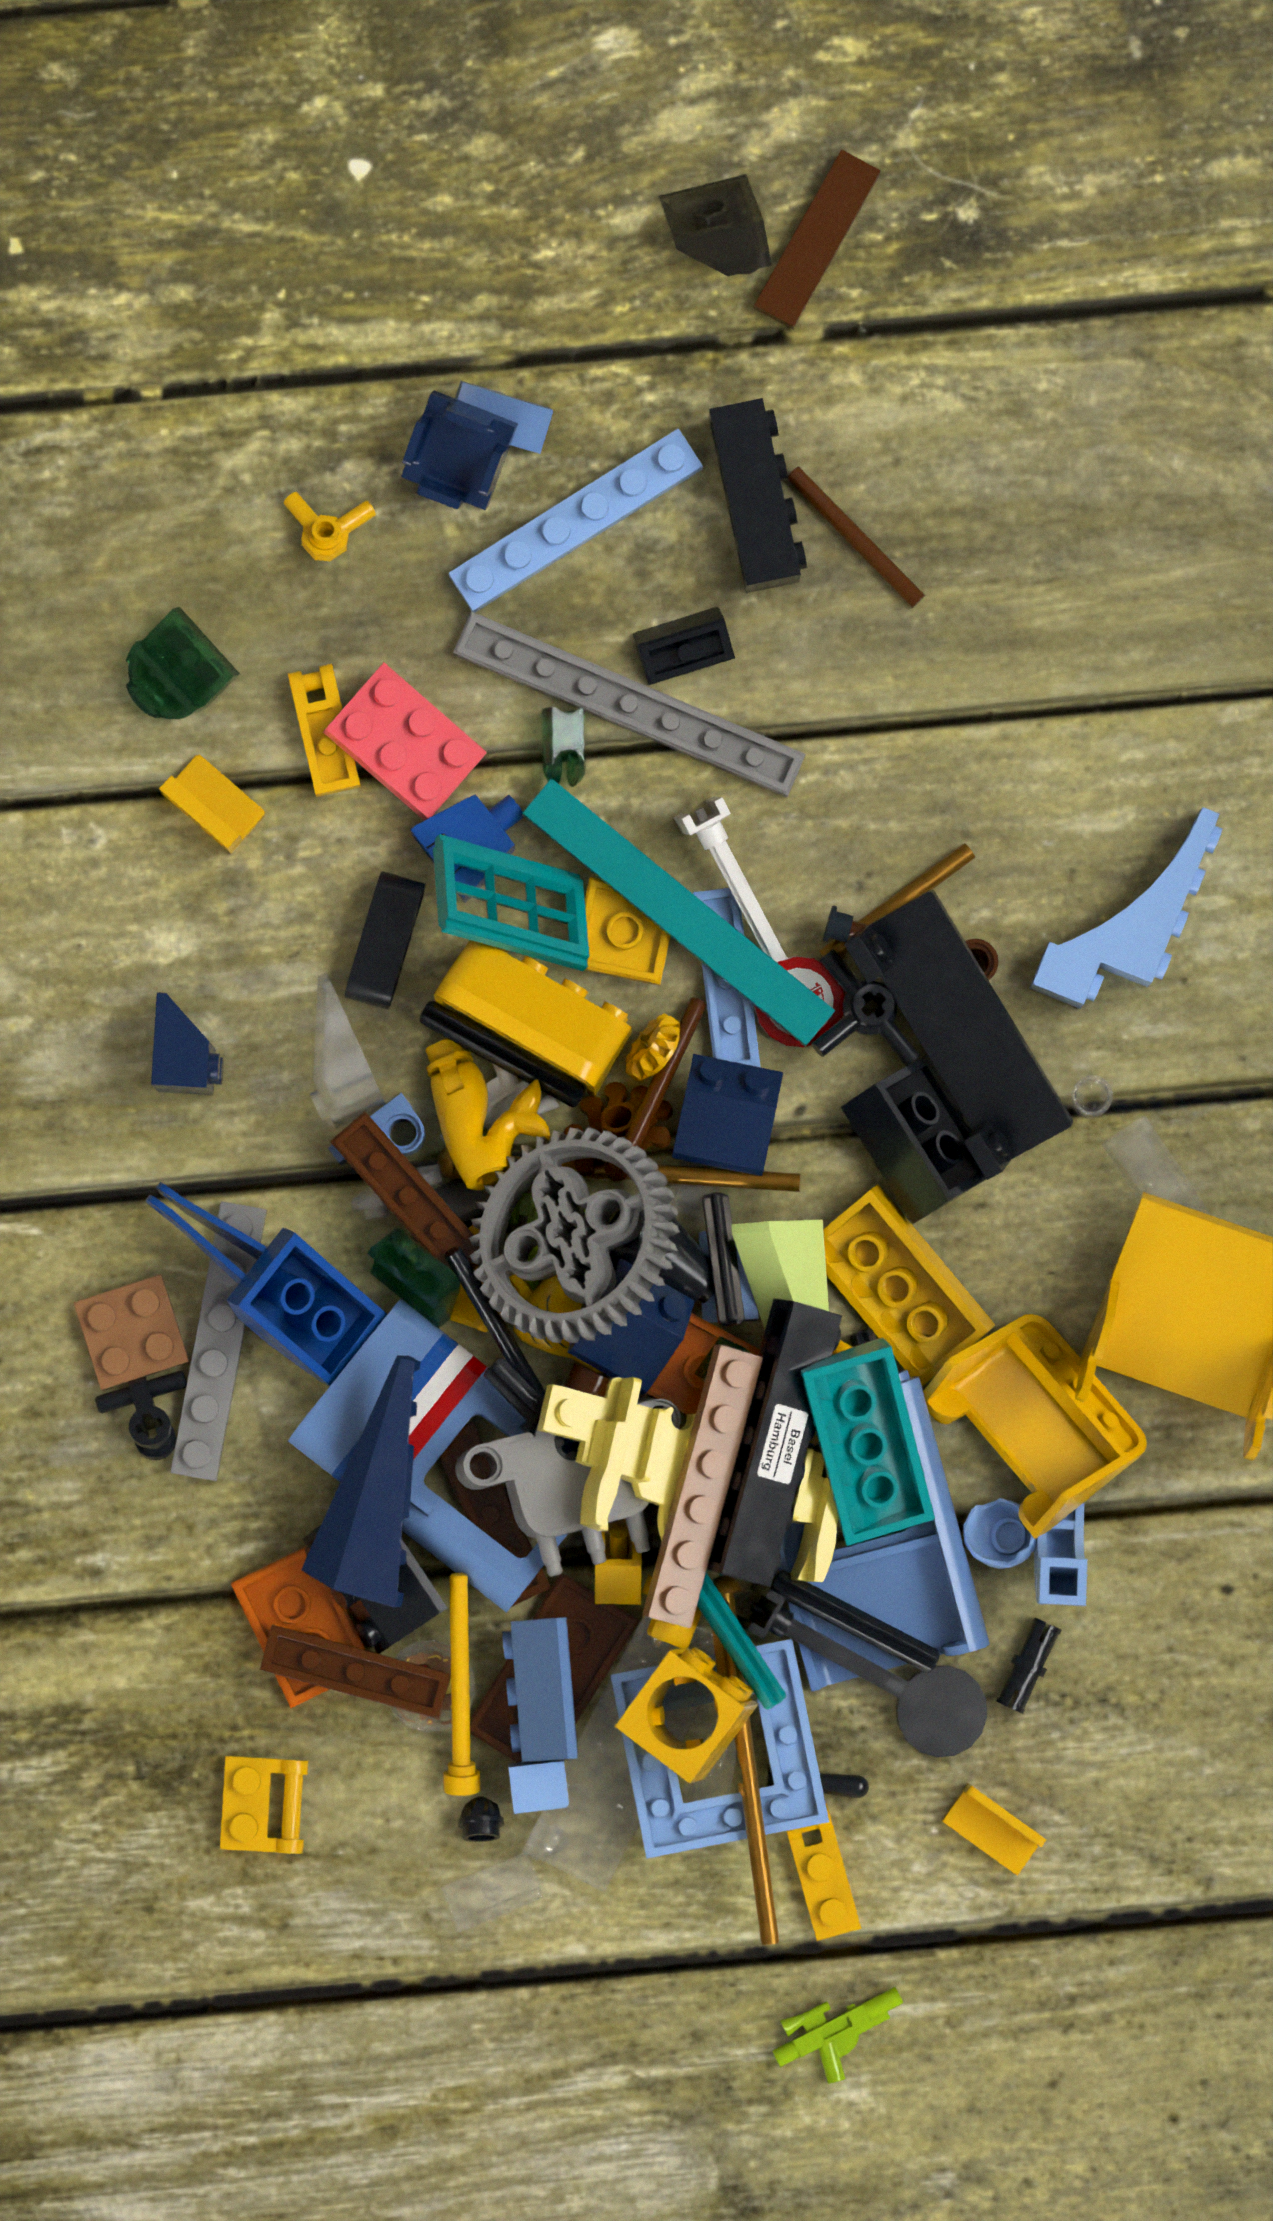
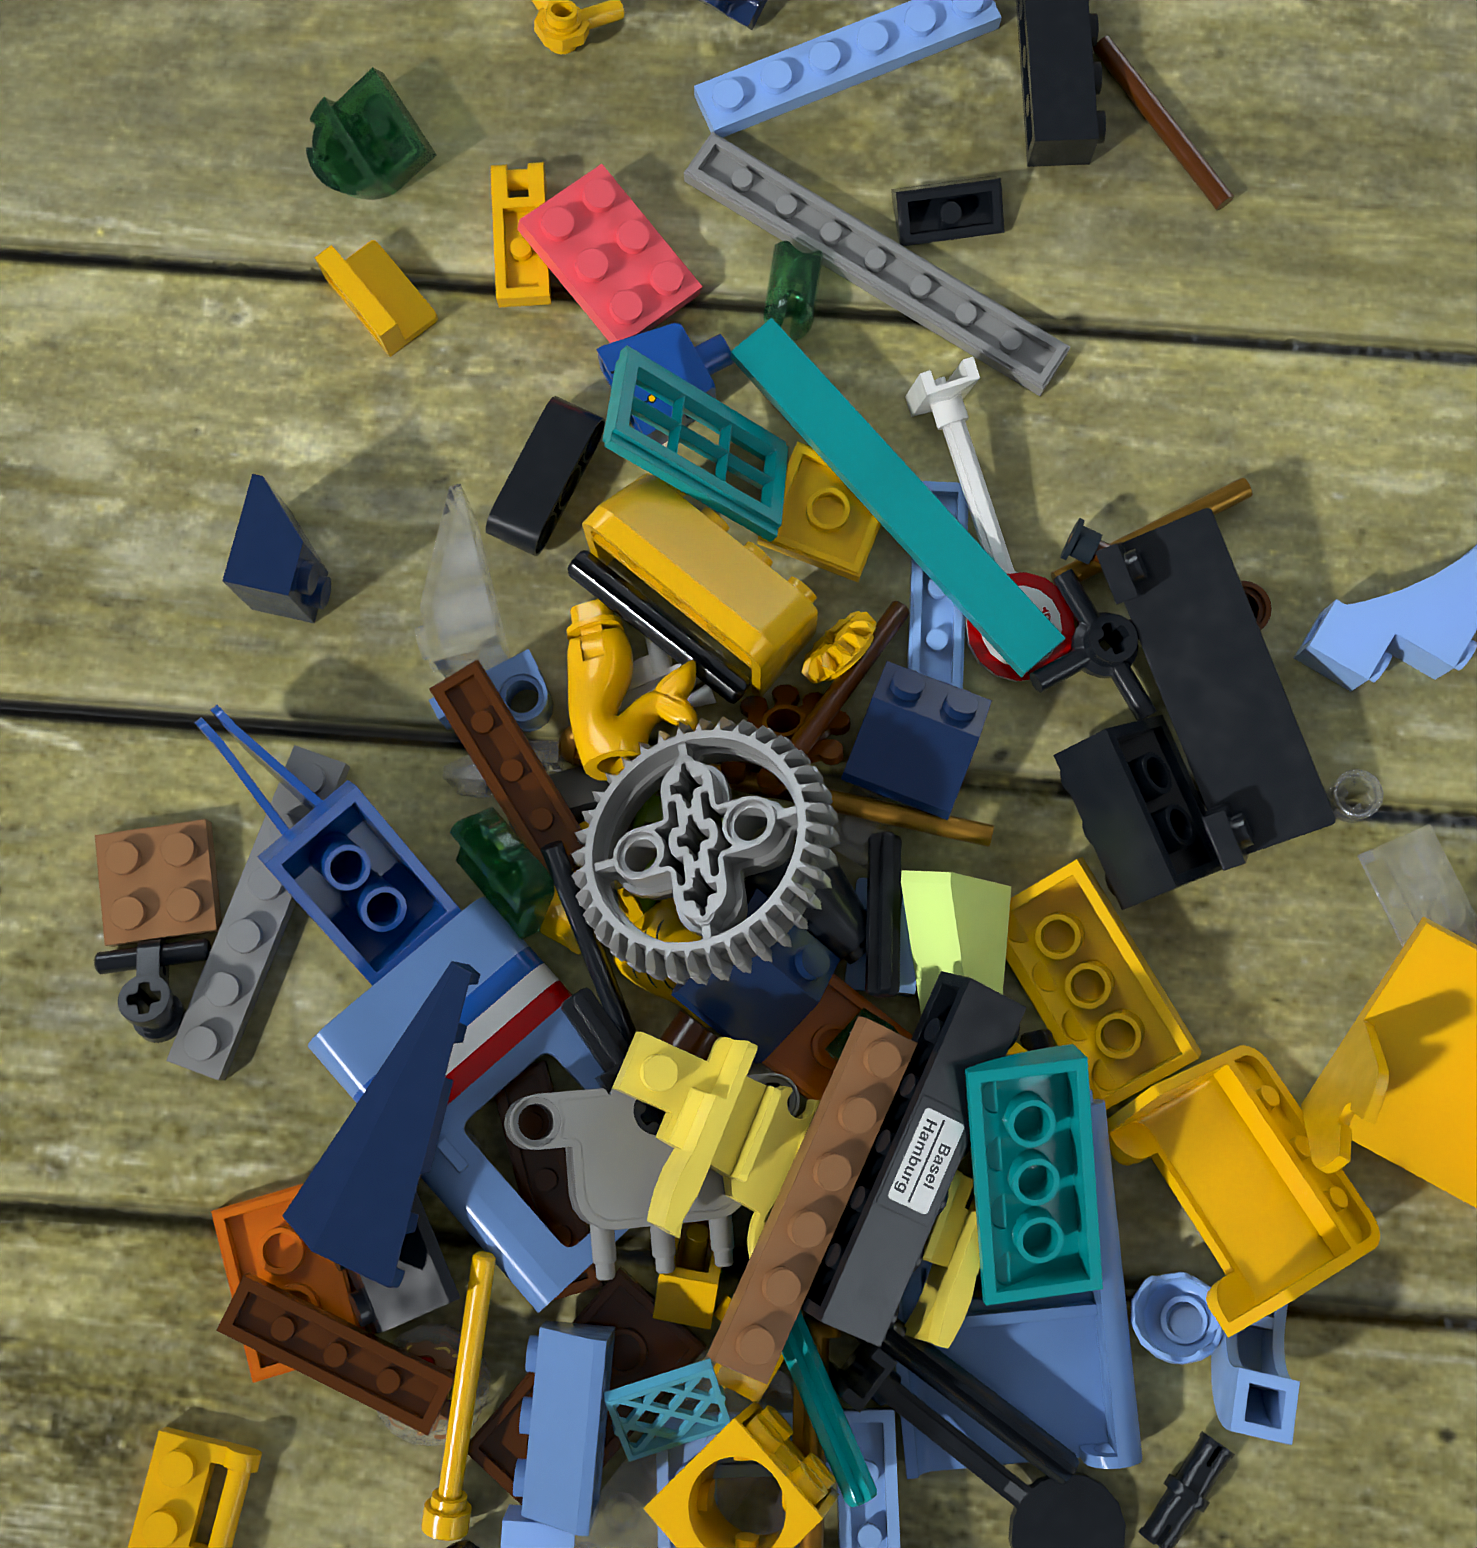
camera: 15 degrees right, 5 degrees down
(605, 1646) = (667, 1382): none -> medium azure window

